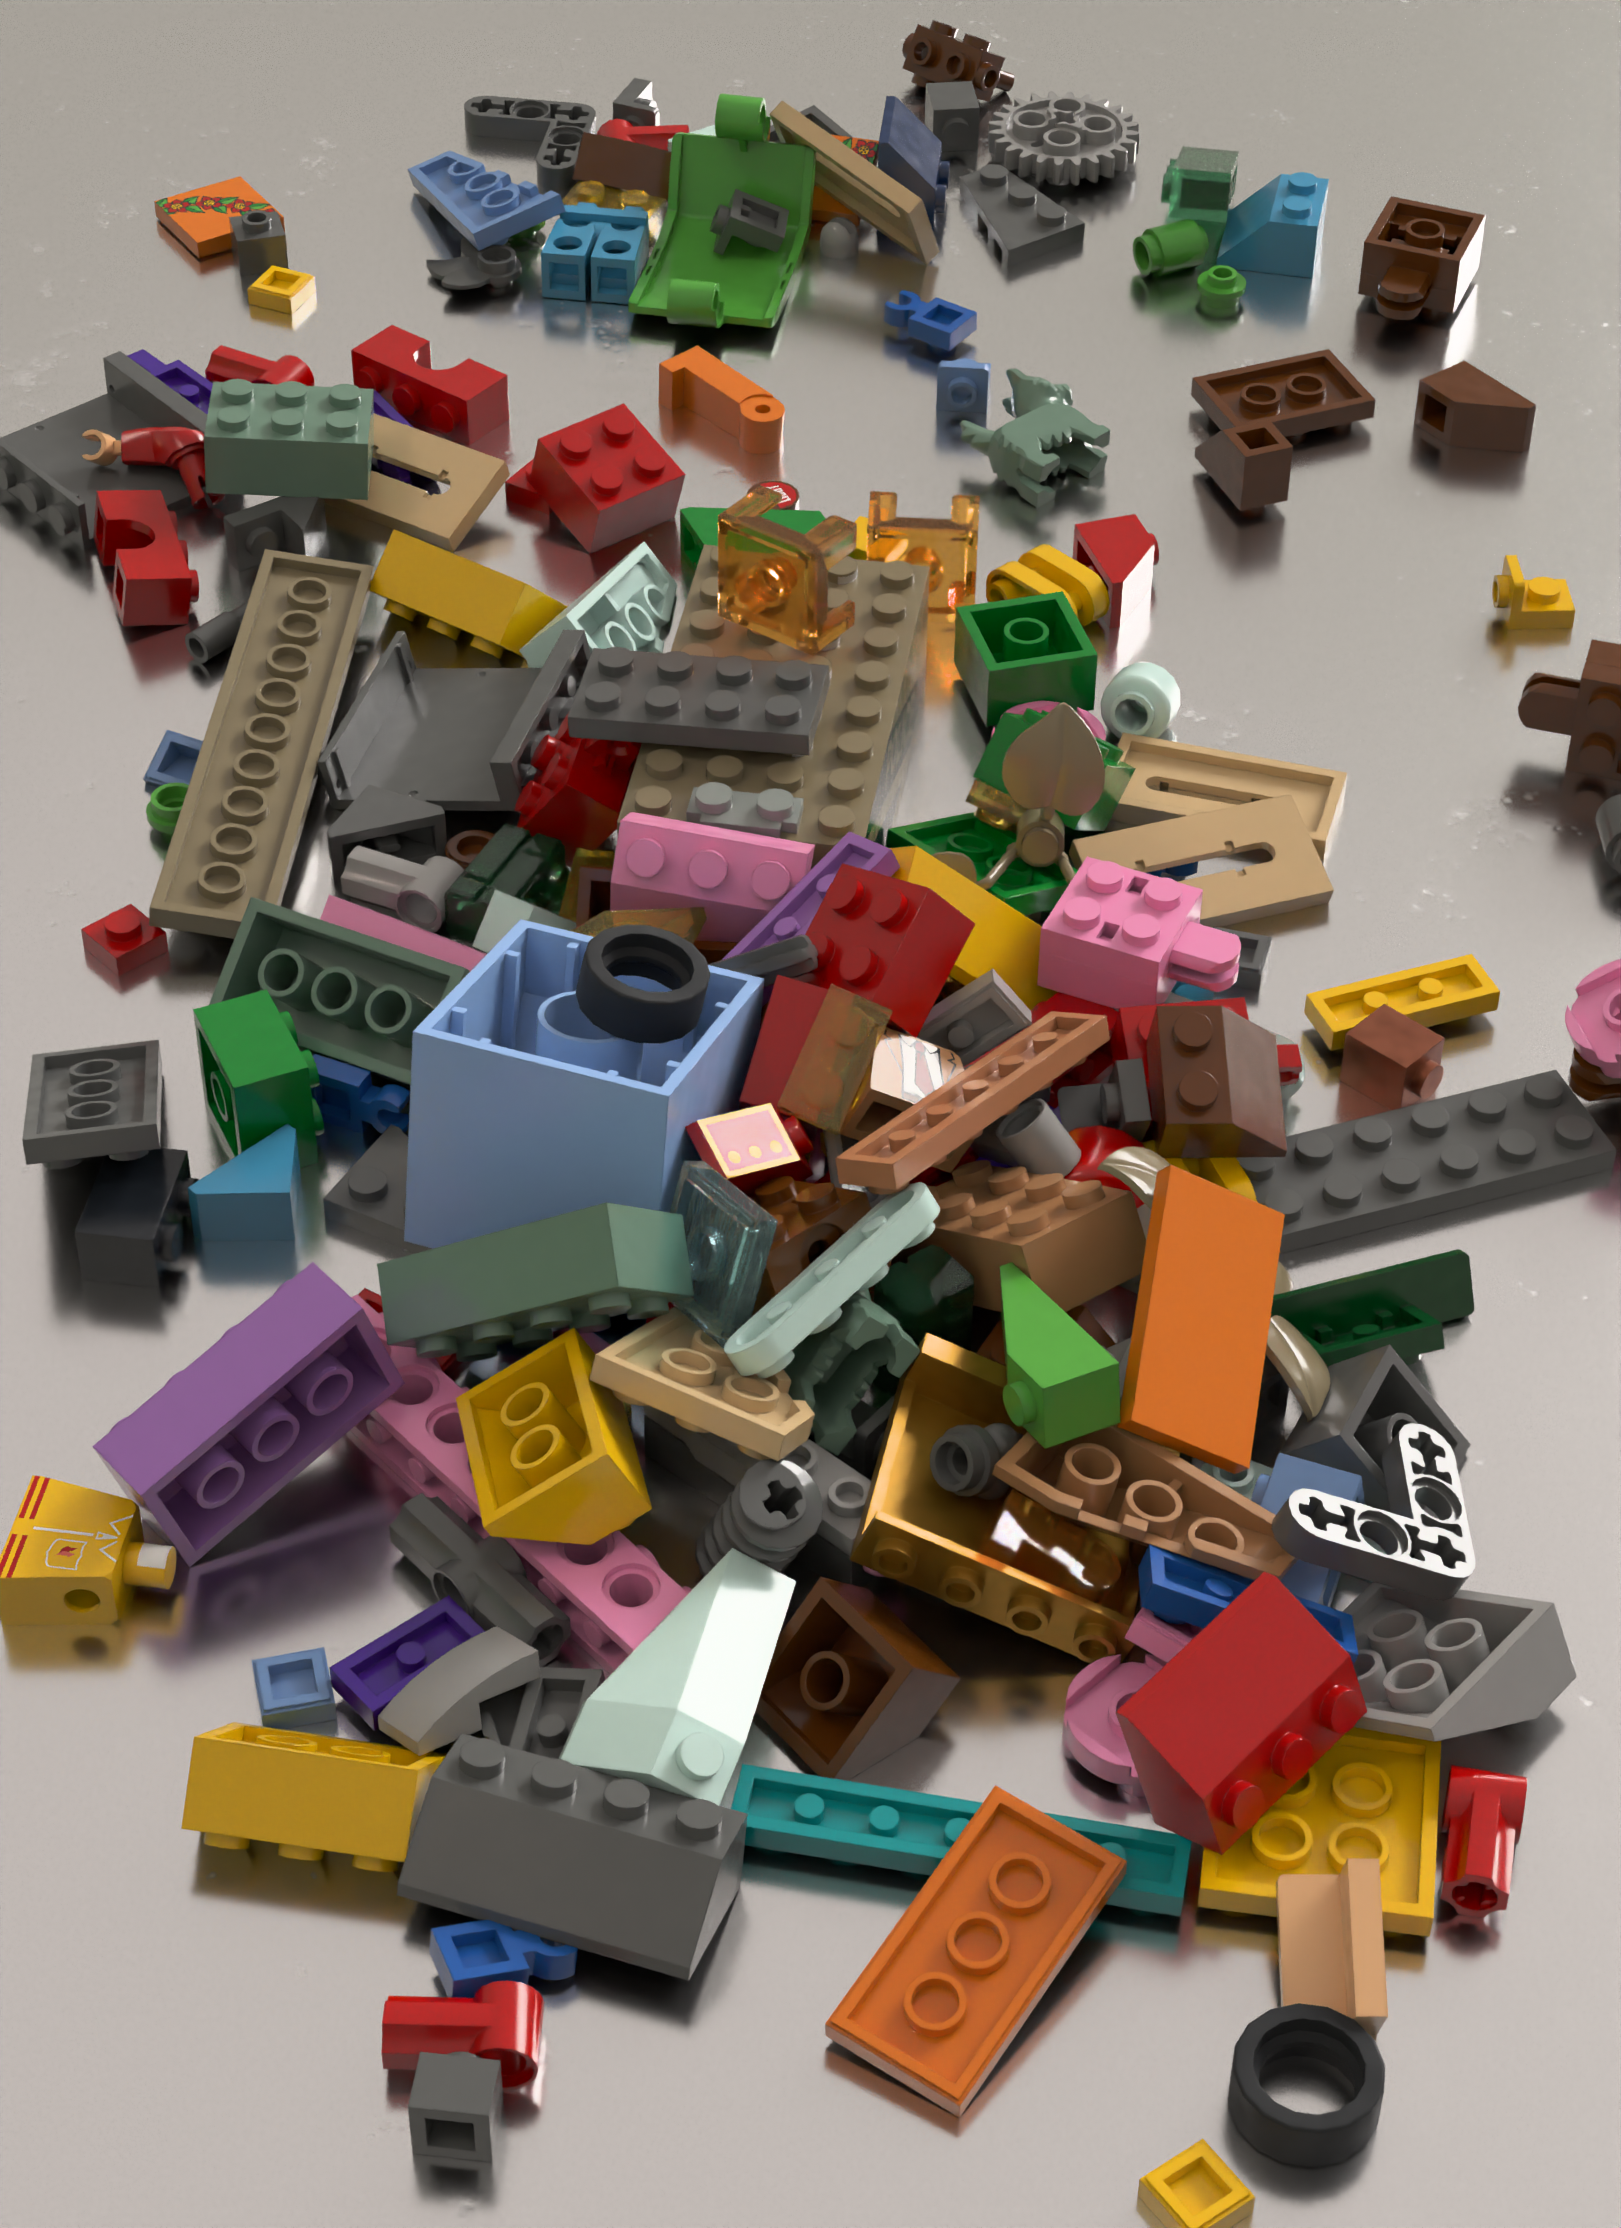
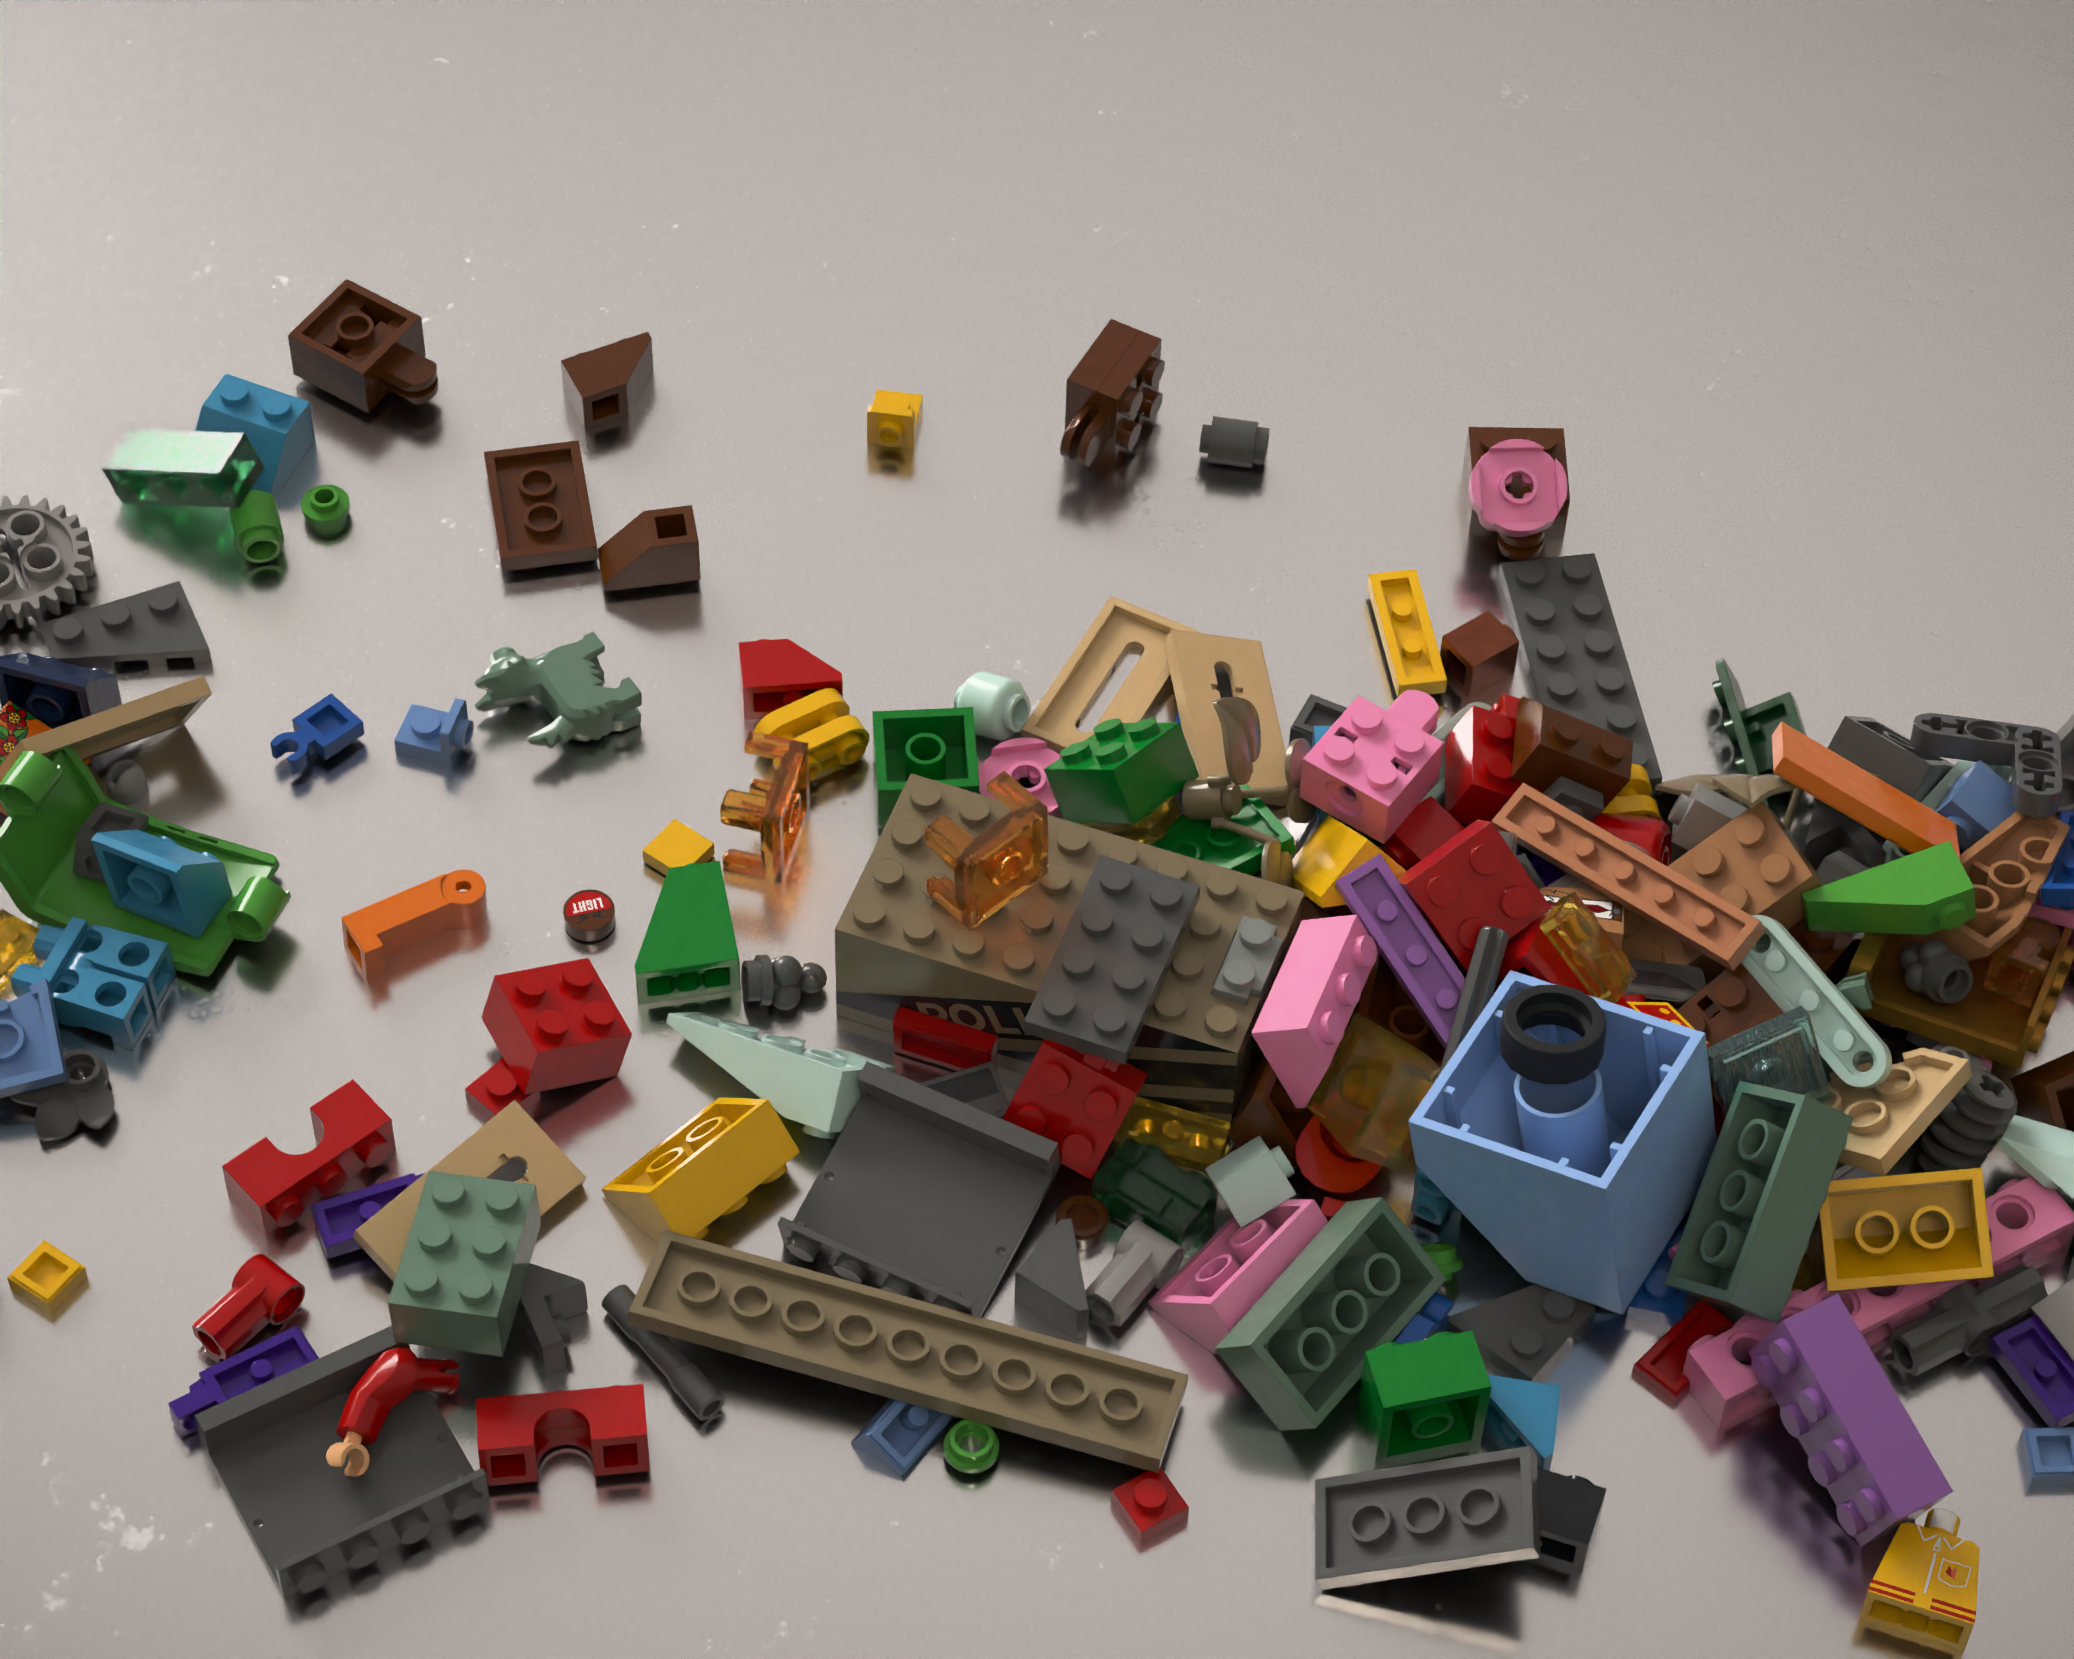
camera: 80 degrees left, 10 degrees up
(705, 233) = (162, 879): none -> dark azure slope

